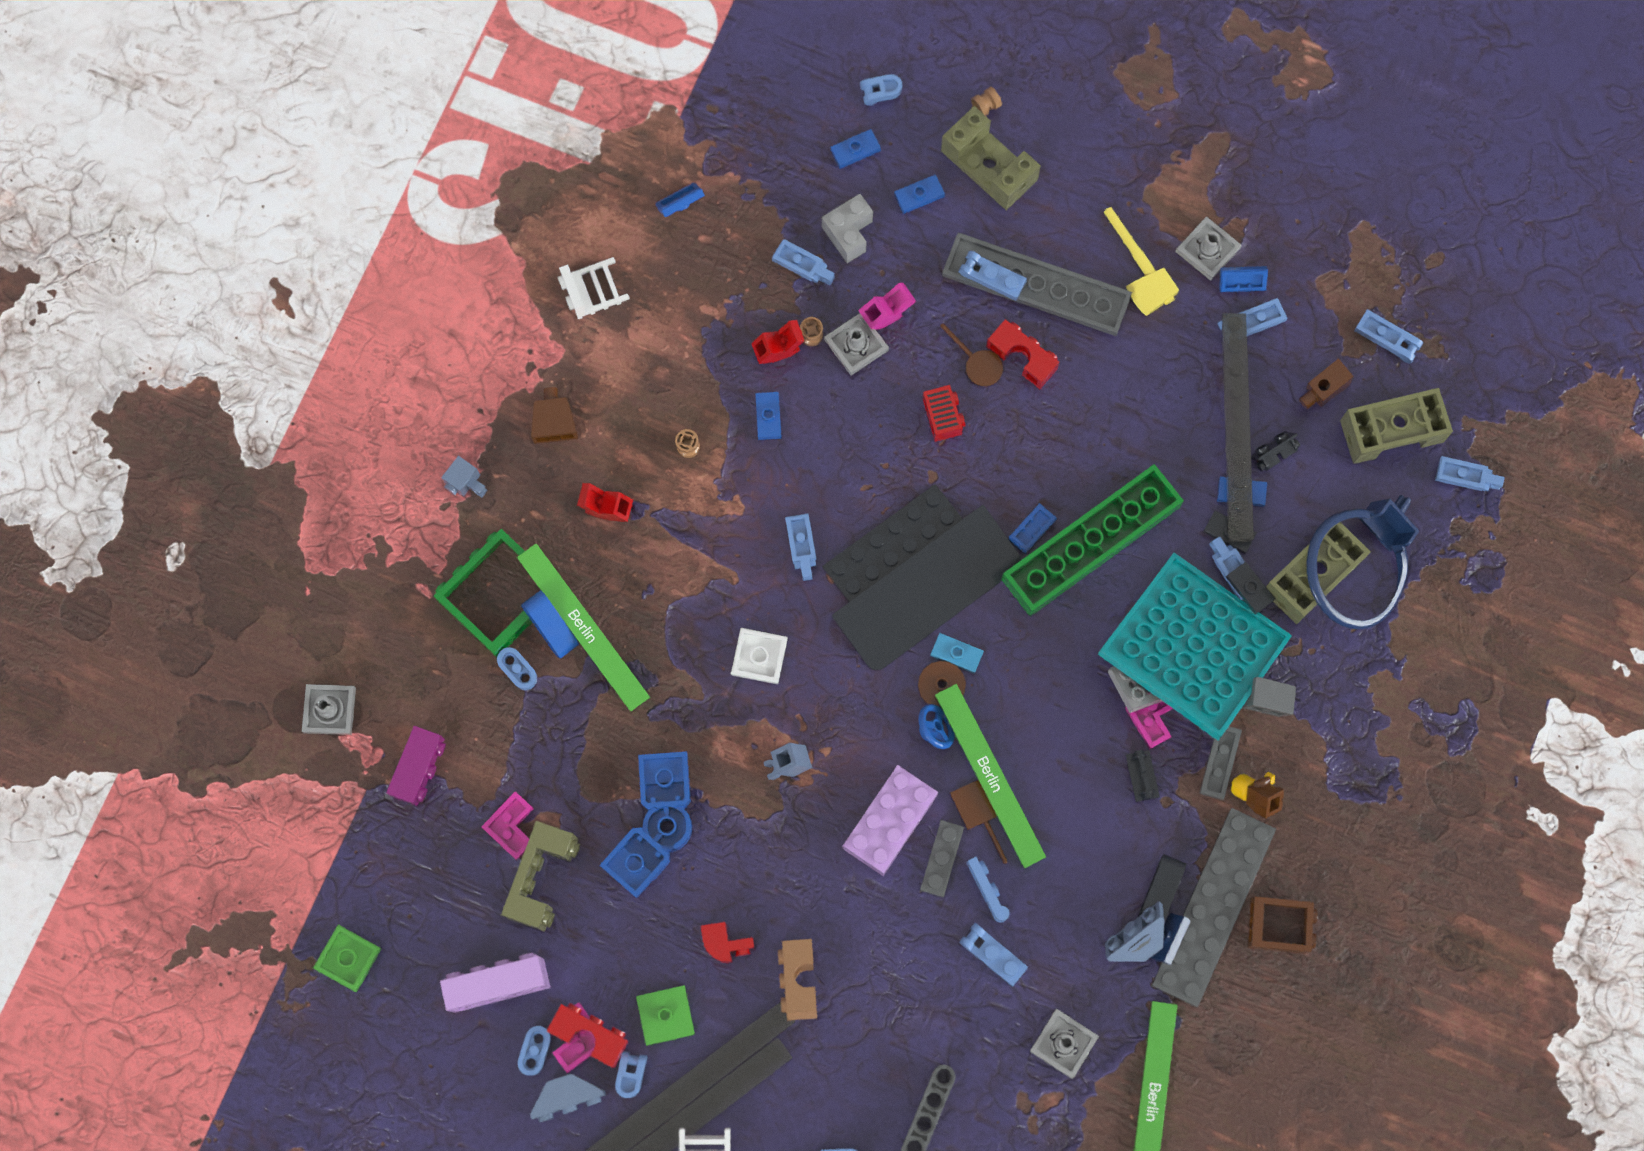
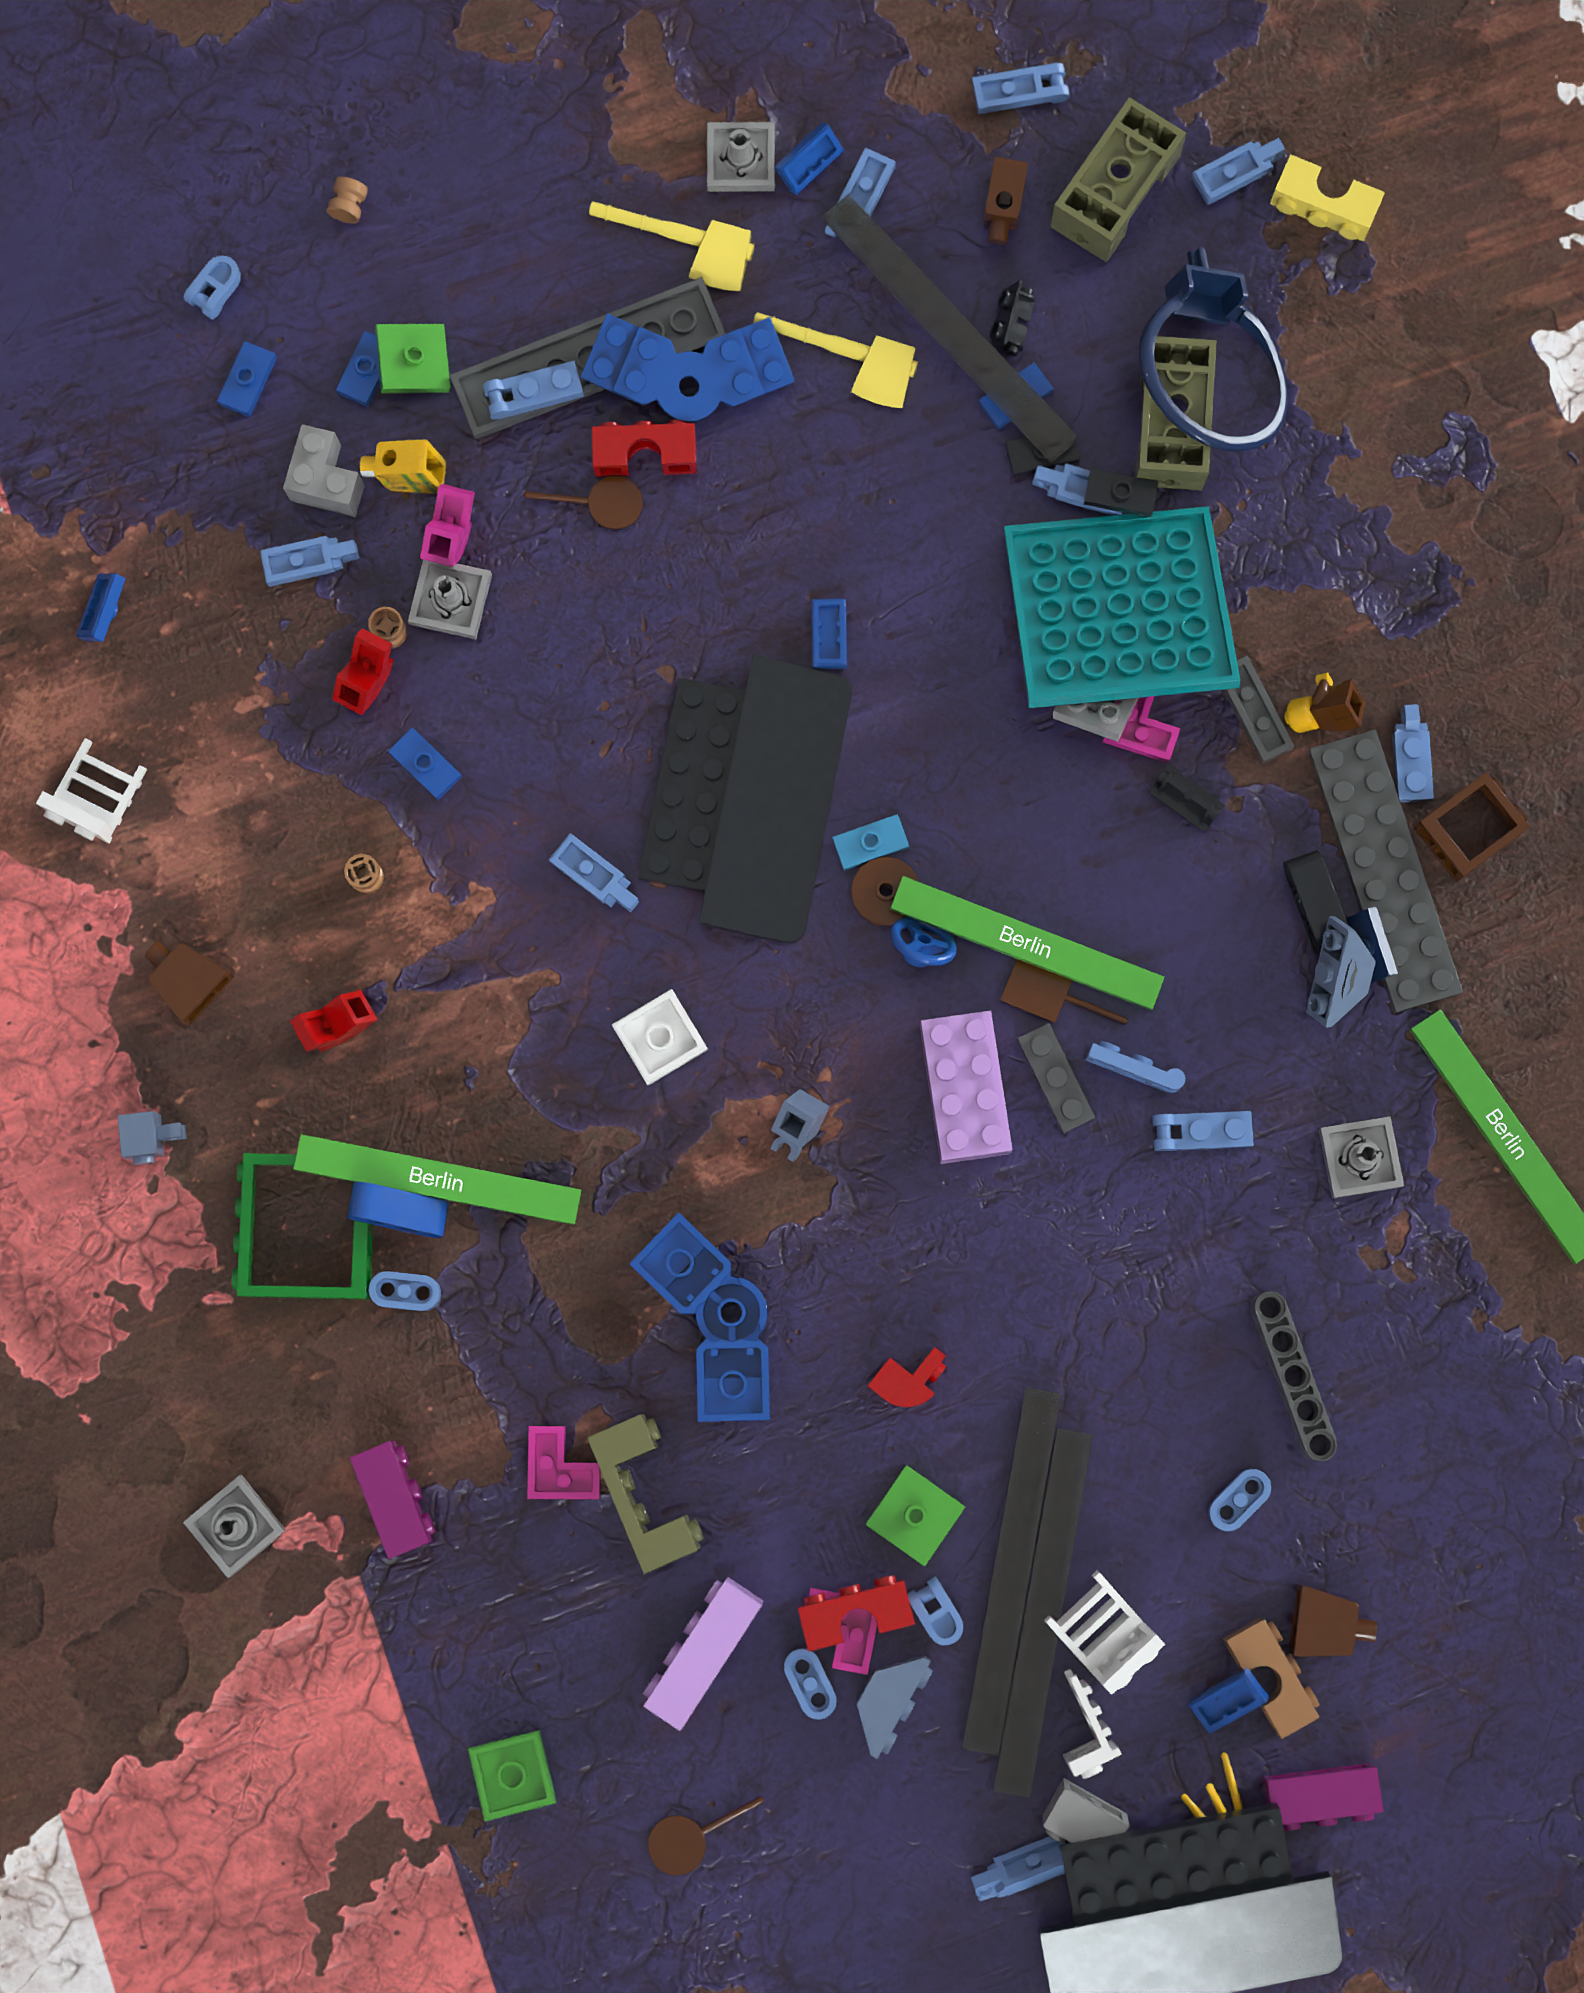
camera: 40 degrees left, 5 degrees up
(397, 1069) = (679, 1842): none -> reddish brown piece
(798, 1000) = (1046, 1369): medium nougat arch -> none
(894, 259) = (406, 466): none -> yellow torso
(943, 413) = (616, 591): red brick -> none
(947, 208) = (412, 358): none -> bright green plate
(971, 144) = (374, 262): olive plate -> none
(1092, 540) = (906, 589): green brick -> none
(1101, 350) = (649, 370): none -> blue plate
(1188, 416) = (885, 363): none -> light yellow piece
(1271, 698) = (1250, 591): panel -> none
(1282, 861) = (1412, 757): none -> medium blue hinge
(1507, 549) = (1300, 195): none -> light yellow arch

